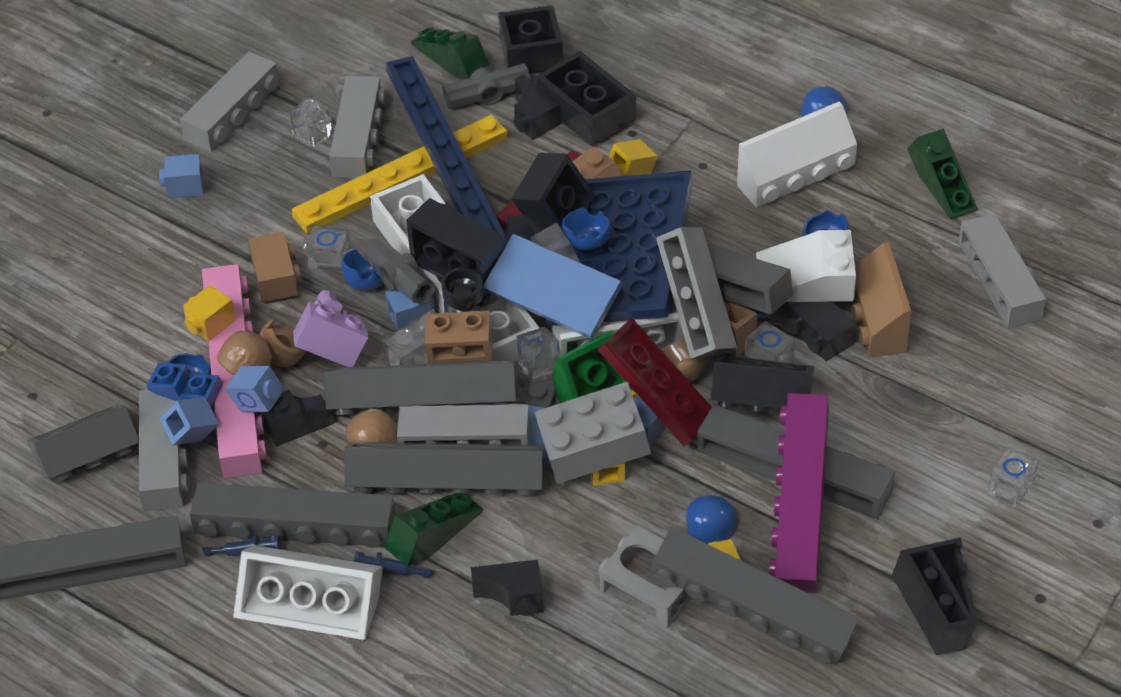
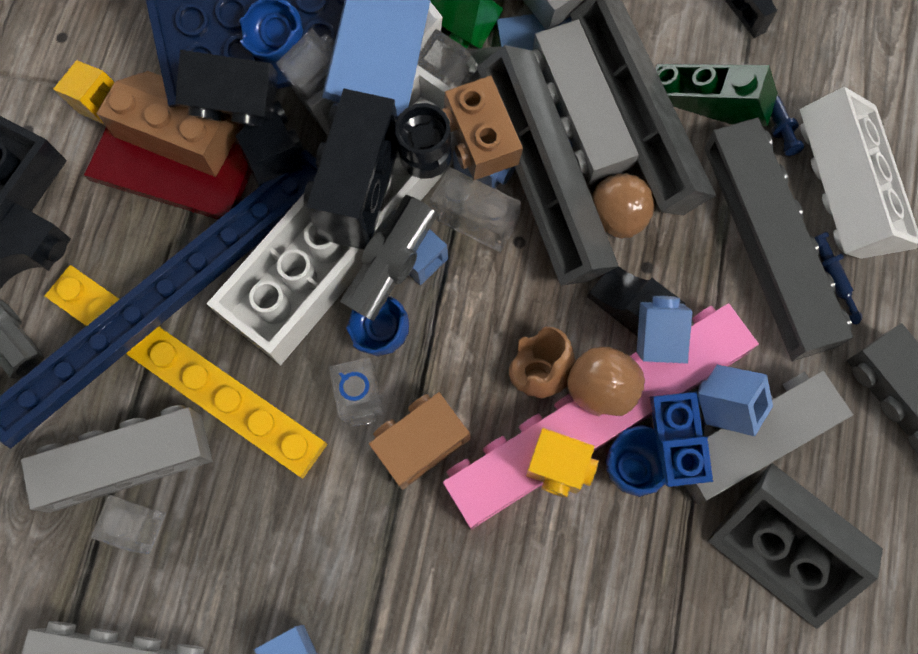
camera: 110 degrees left, 25 degrees up
(329, 332) = (502, 310): lavender brick -> none

